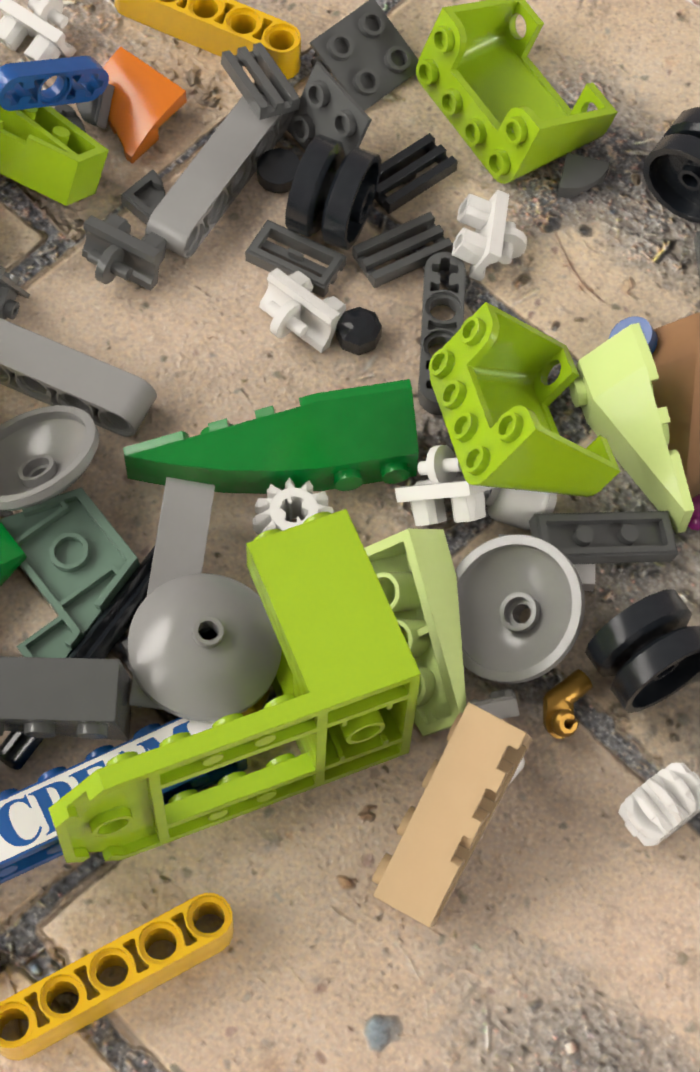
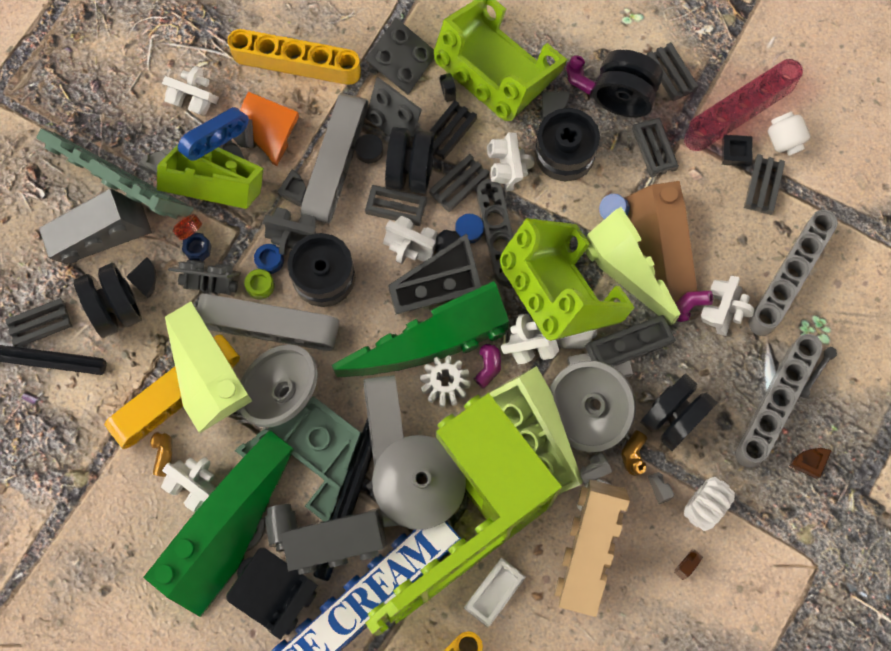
camera: 10 degrees left, 10 degrees up
(52, 316) = (259, 284): none -> lime tile
(77, 285) = (268, 258): none -> blue tile
(151, 313) = (321, 269): none -> black wheel
(267, 78) = (346, 92): dark grey tile -> none
(278, 856) = (494, 592): none -> white tile
(320, 361) = (438, 279): none -> dark grey wedge
(375, 513) = (492, 365): none -> magenta arm
(399, 316) = (470, 225): none -> blue tile
(424, 114) = (448, 87): none -> black tile
(583, 231) = (567, 144): none -> black wheel
(593, 768) = (661, 490): none -> light grey tile
(605, 894) = (688, 564): none -> reddish brown tile
(627, 142) = (576, 75): none -> magenta arm

